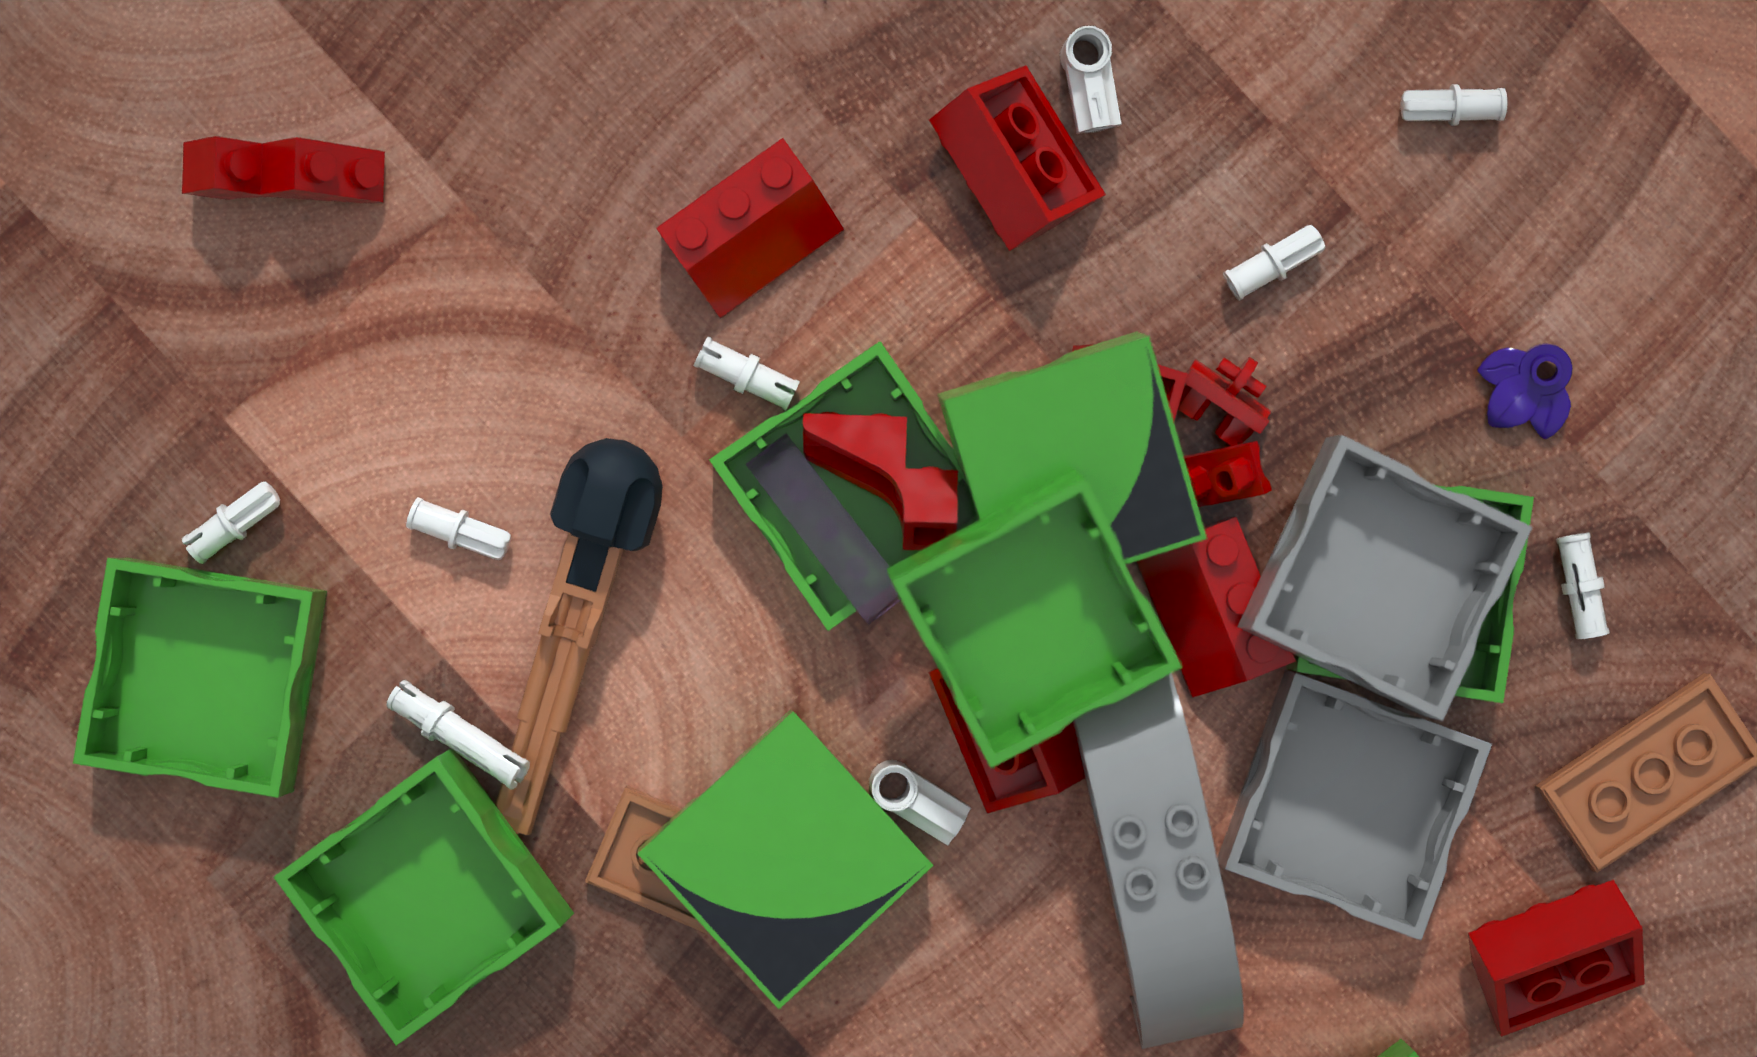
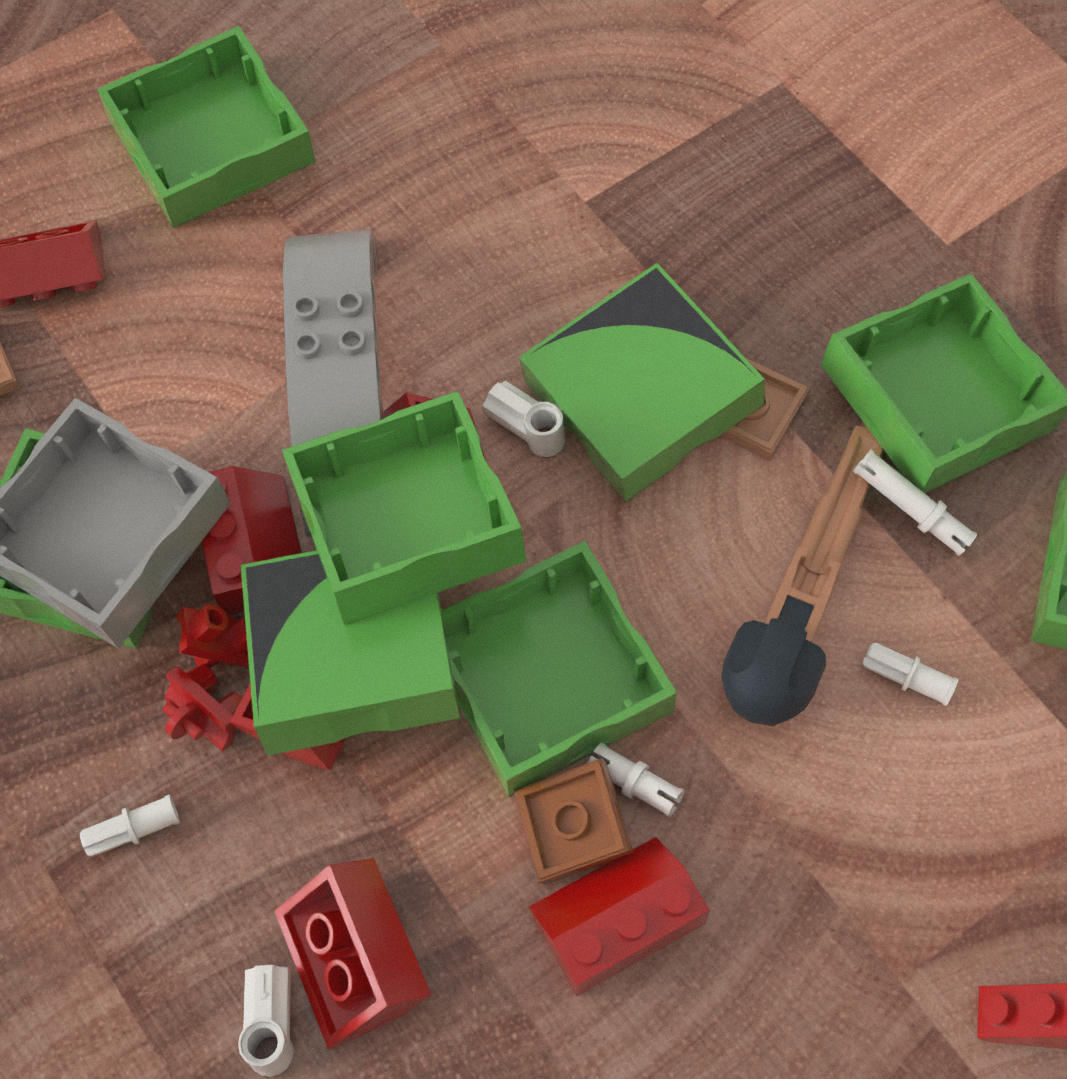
camera: 175 degrees left, 25 degrees down
(807, 318) = (572, 821): none -> dark orange tile
(825, 527) = (577, 628): tile -> none
(873, 456) = (523, 684): red arch -> none
(1353, 804) = (174, 370): light grey tile -> none

